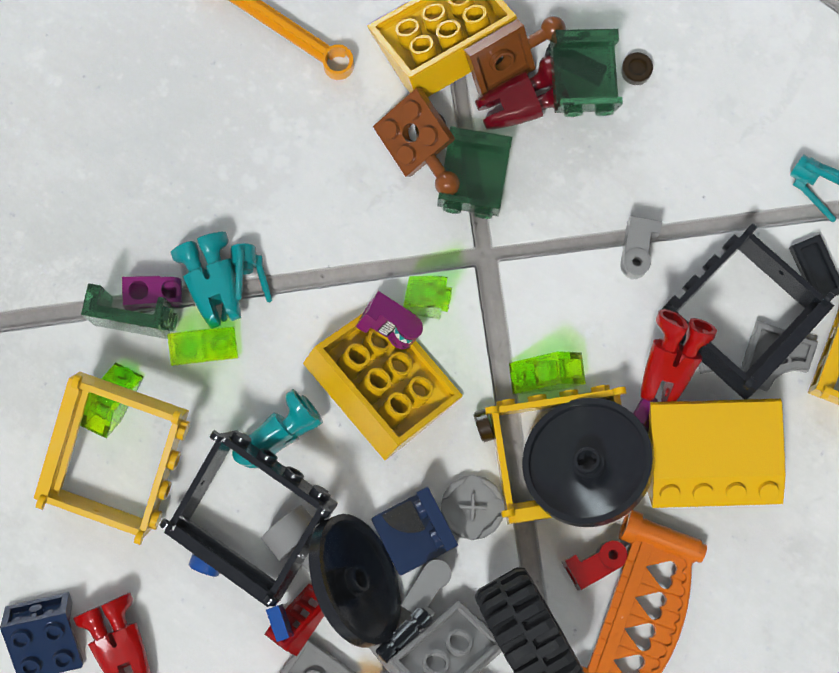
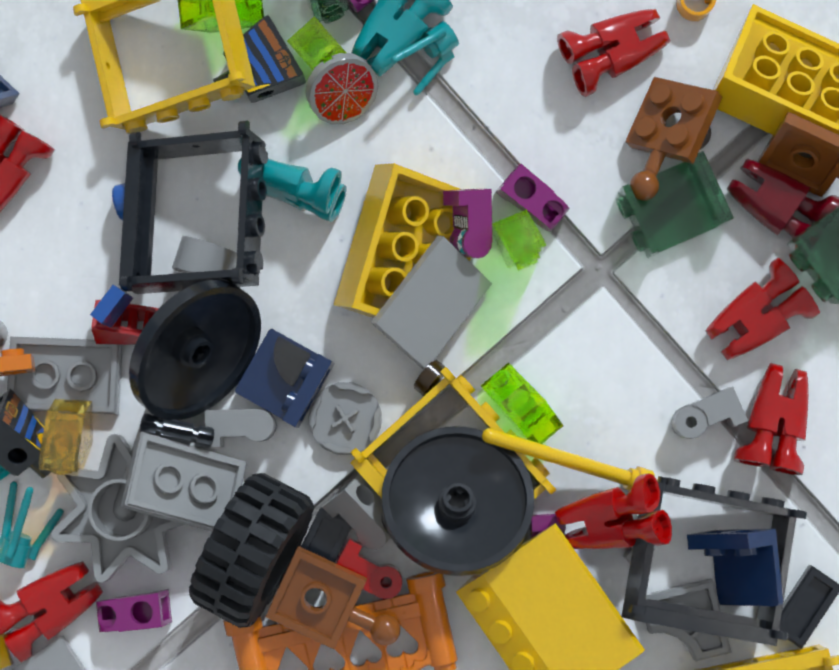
camera: 60 degrees right, 5 degrees up
(175, 387) = (270, 62): none -> torso
(231, 350) = (341, 88): none -> tile
(331, 137) = (616, 44): none -> red piece
(398, 266) = (531, 193): none -> magenta leg
(431, 387) = (431, 302): none -> light grey tile
(549, 537) = (361, 510): none -> light grey leg
(556, 588) = (326, 535): none -> black tile
(594, 168) = (756, 317): none -> red piece
(615, 615) = (342, 592): none -> dark orange plate
(649, 331) = (564, 458): none -> yellow piece
(671, 201) = (777, 417): none -> red piece
(762, 292) = (743, 565): none -> dark blue bracket

